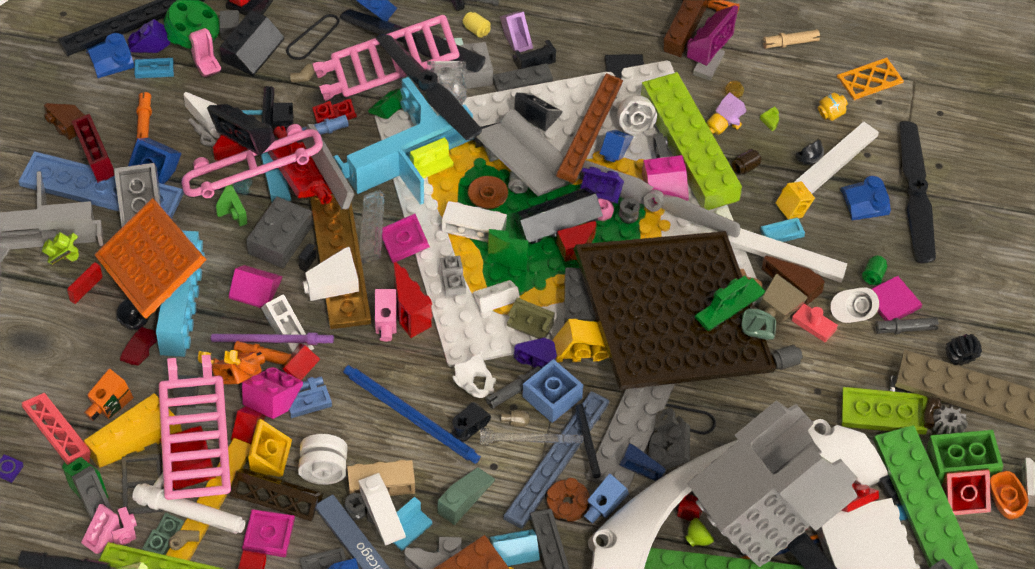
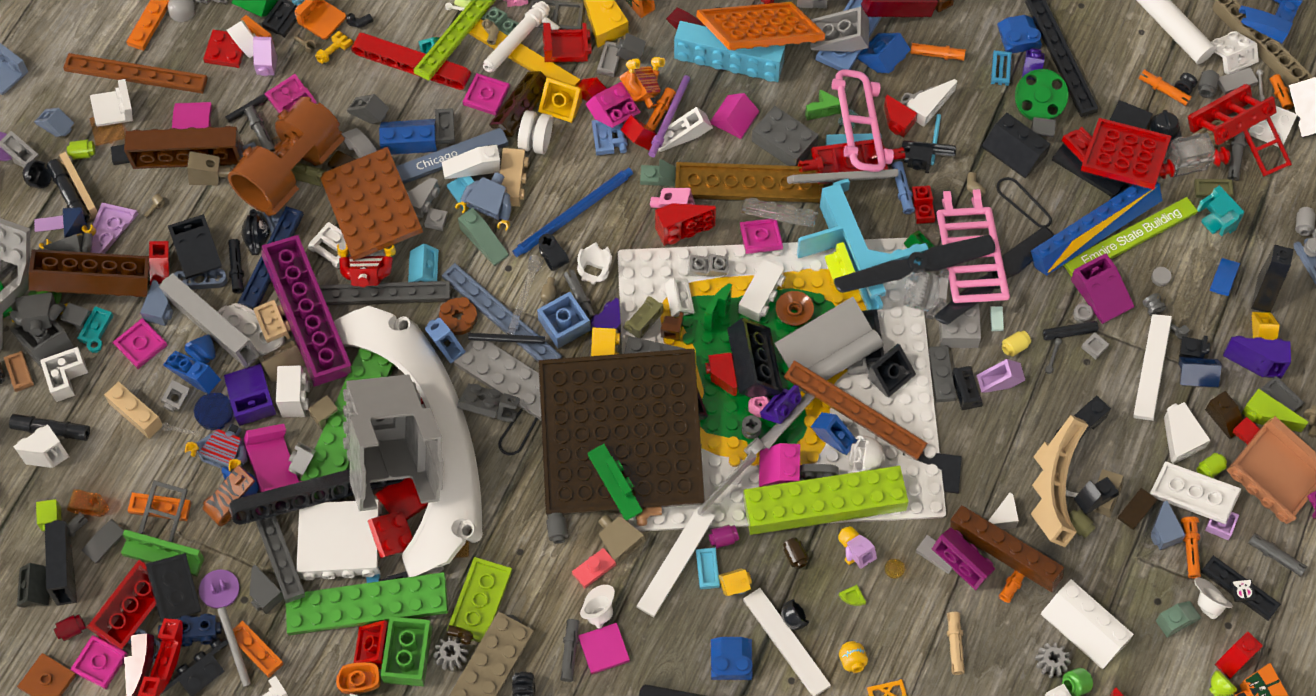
camera: 105 degrees right, 10 degrees up
(203, 53) = (1004, 103): bright pink animal -> none
(221, 433) = (643, 32): bright pink bar -> none
(241, 128) = (893, 107): black slope -> none
(307, 257) = (753, 155): black tile -> none
(332, 277) = (721, 167): white slope -> none
(346, 344) = (658, 175): none -> sand green slope
(423, 487) = (488, 198): none -> sand blue torso
(534, 291) = (672, 327): none -> reddish brown panel
(641, 463) = (470, 370): dark blue slope -> none
(655, 15) = (1006, 514): none -> white slope
(748, 219) = (723, 536): none -> magenta brick
(754, 319) = (590, 493): sand green piece -> none
(798, 276) = (640, 563): reddish brown slope -> none
(875, 270) = (639, 638): green brick -> none

